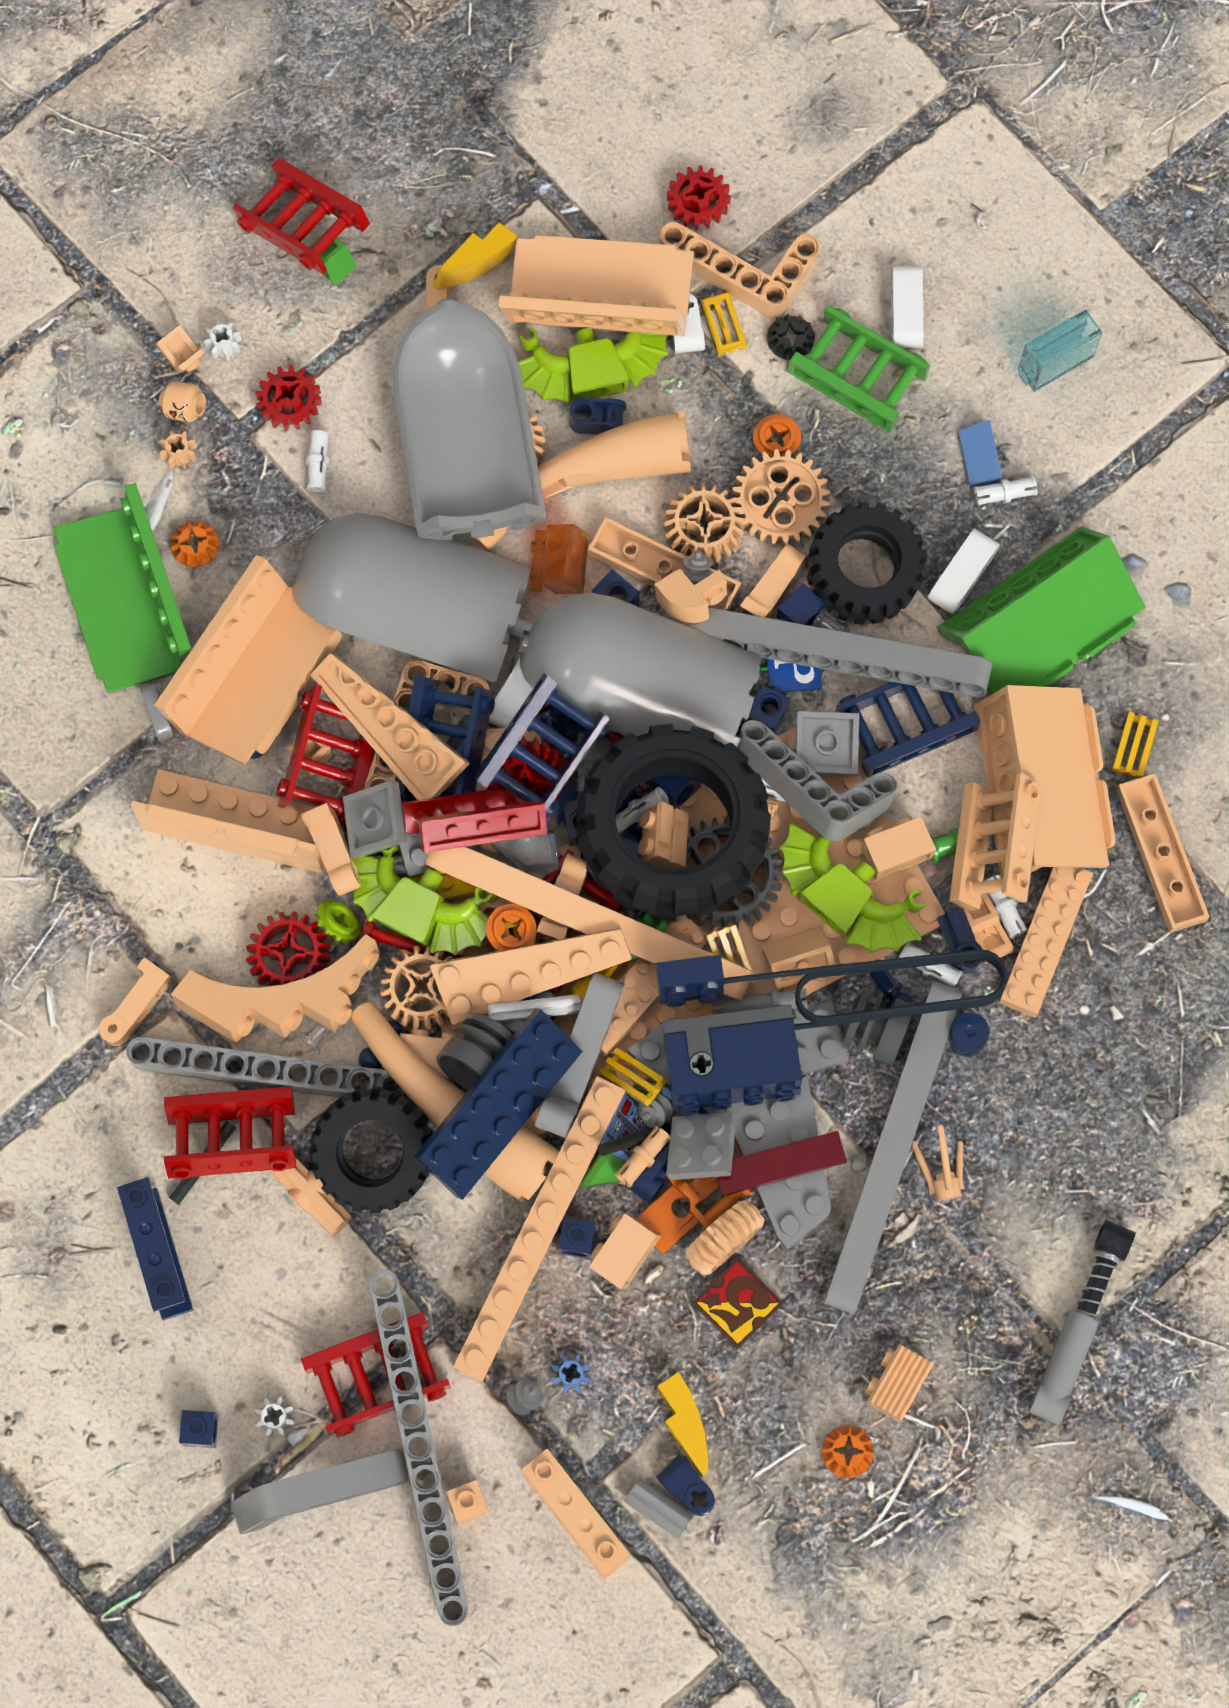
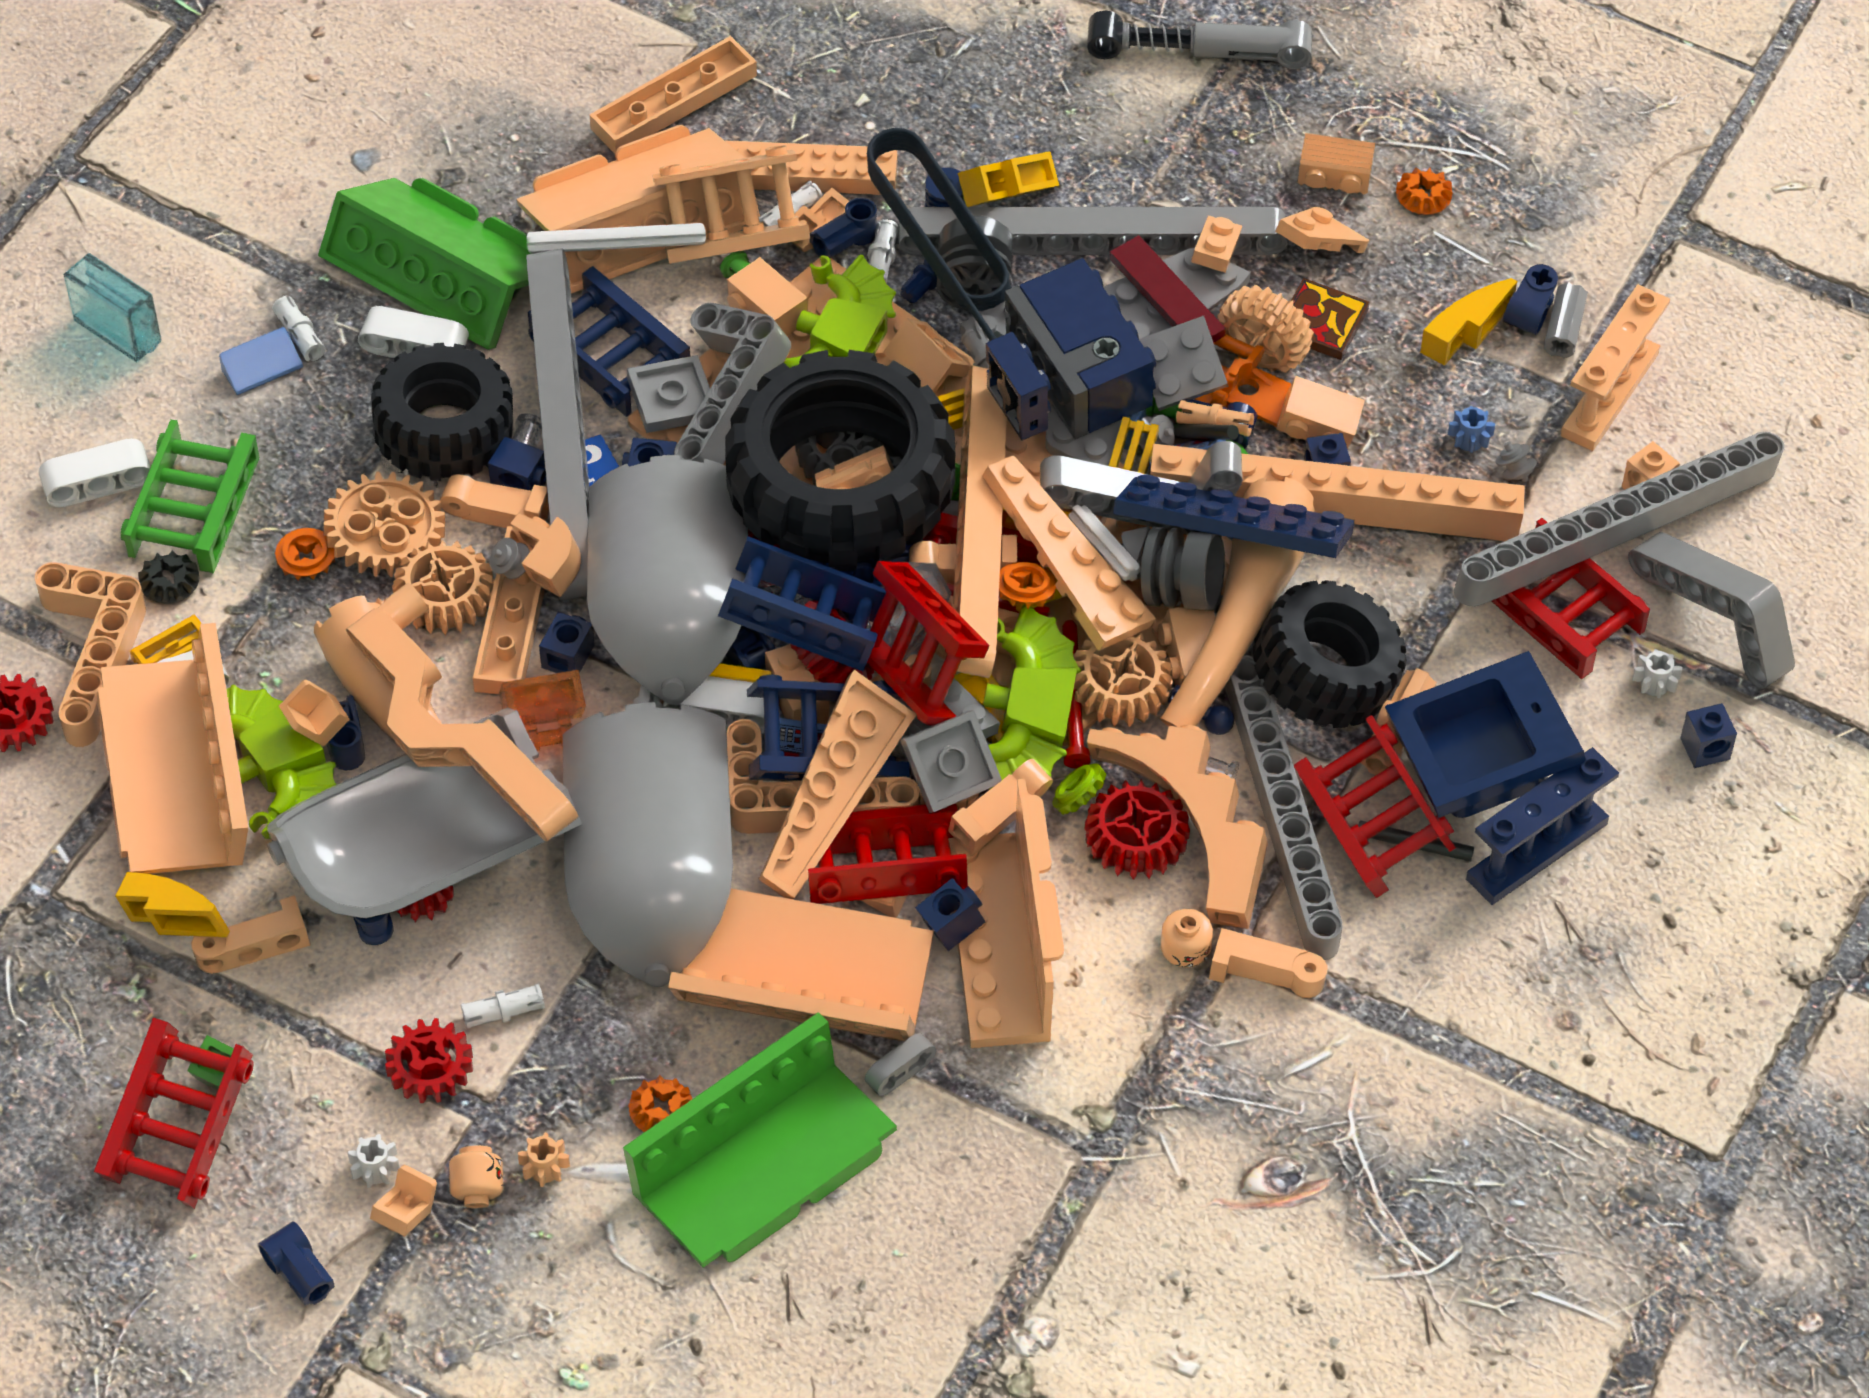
camera: 110 degrees left, 20 degrees down
(172, 270) = (292, 1256): none -> dark blue piece
(173, 959) = (1186, 938): none -> light nougat head
(241, 1224) = (1485, 736): none -> dark blue piece
(252, 773) = (955, 927): none -> dark blue brick
(524, 443) = (433, 744): none -> light nougat beam
(597, 386) = (314, 712): none -> light nougat panel
(821, 1227) = (1216, 243): none -> light nougat plate
(824, 1334) = (1319, 230): none -> light nougat wing
(947, 1184) = (1110, 178): light nougat plant -> none
(964, 1089) = (1008, 179): none -> yellow slope
(987, 738) = (616, 238): none -> white axle
(1141, 721) = (557, 145): yellow tile -> none

